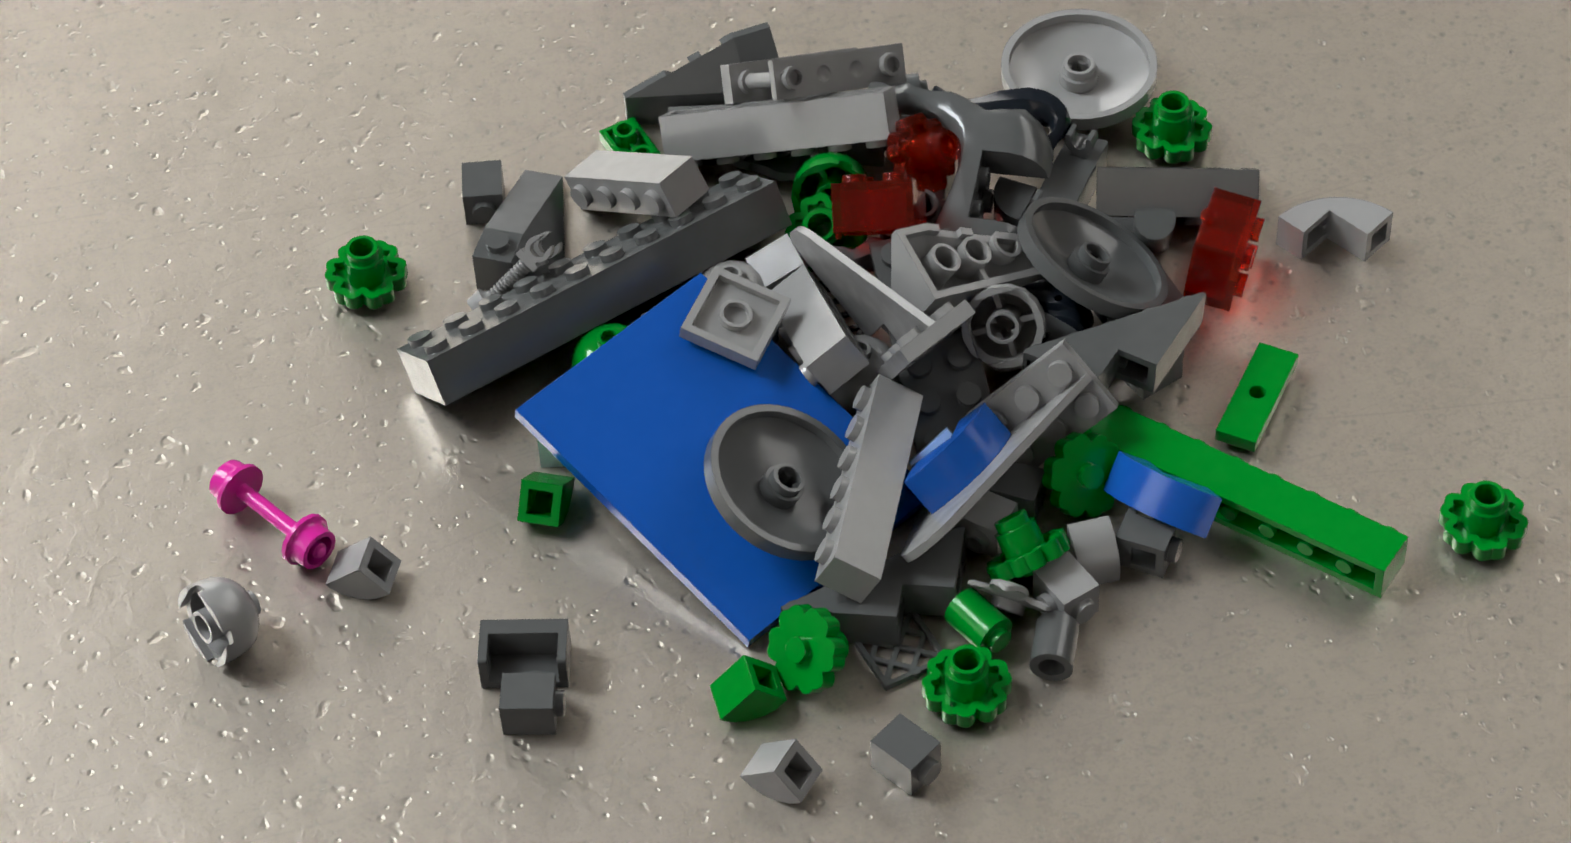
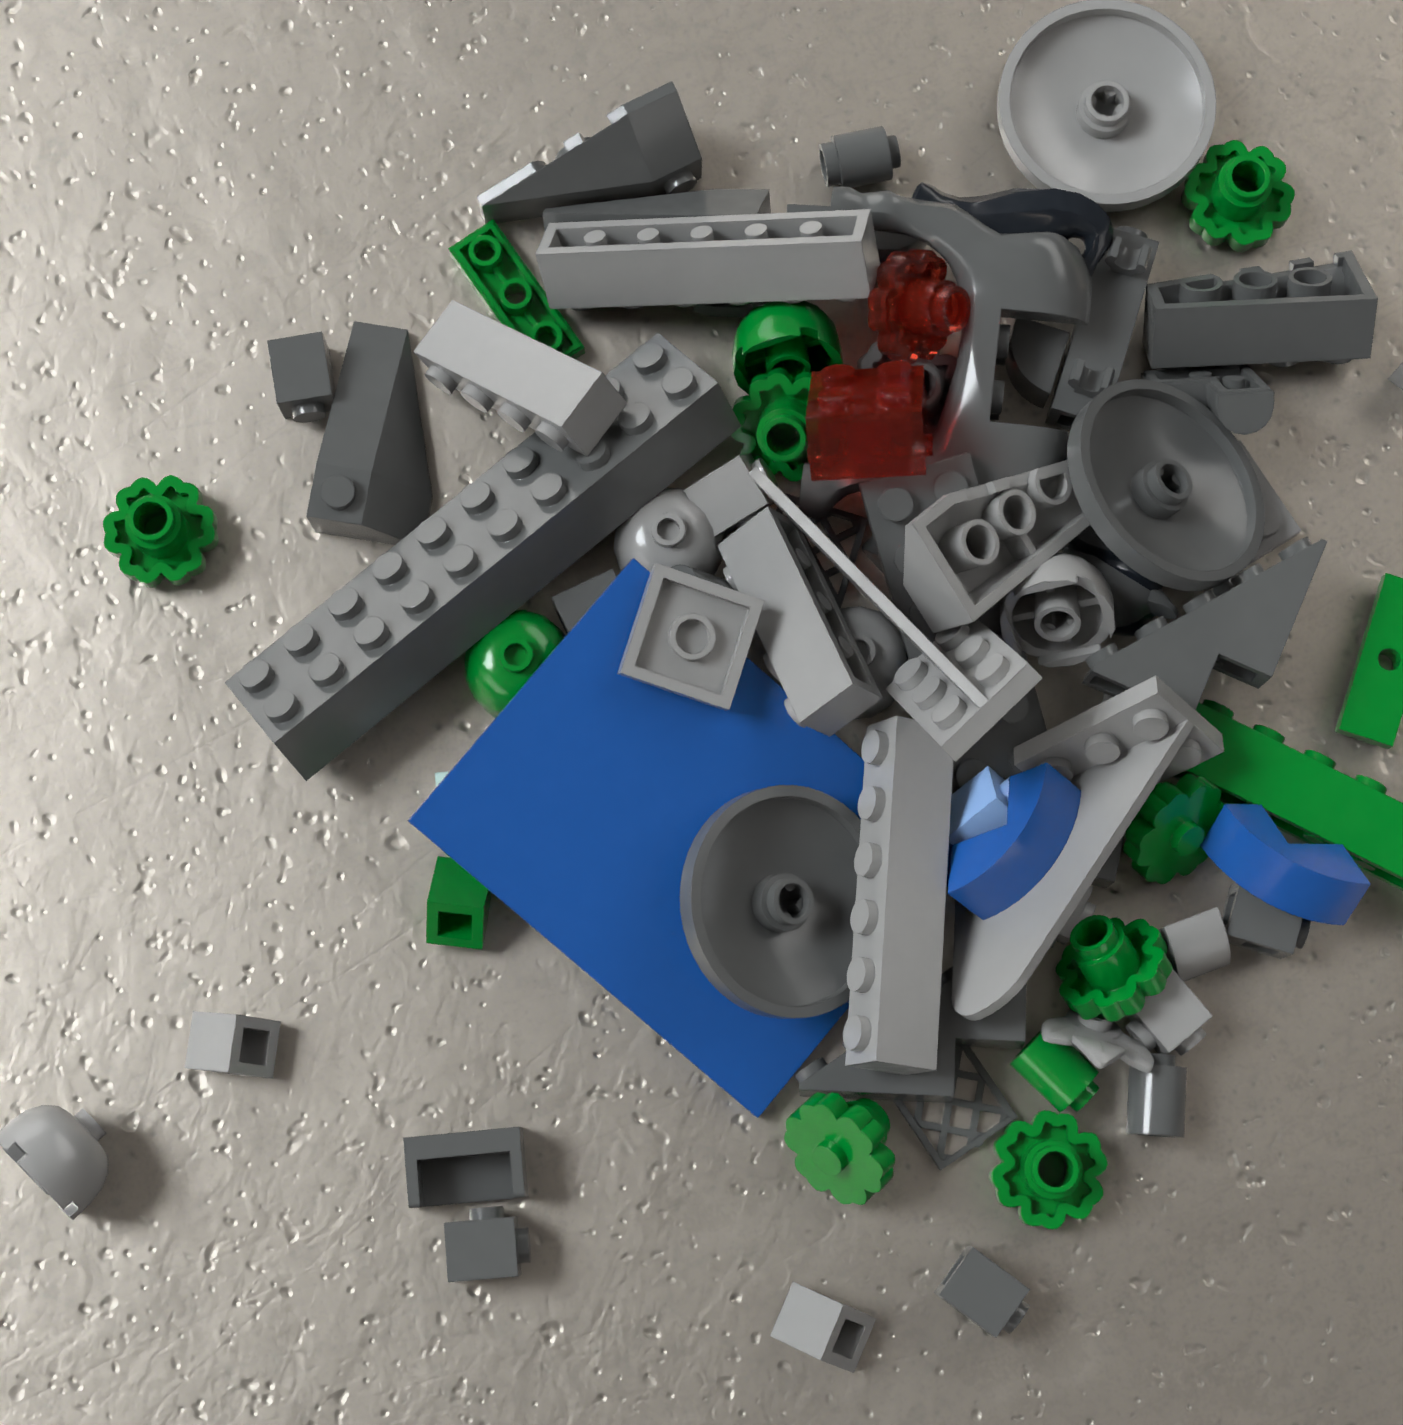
camera: 10 degrees left, 30 degrees up
(306, 541) = (40, 921): dark pink piece -> none
(531, 258) = (388, 528): light grey bar -> none
(747, 690) = (766, 1203): green brick -> none
(812, 73) = (730, 144): light grey fence -> none
(1224, 248) = (1333, 428): clear red brick -> none

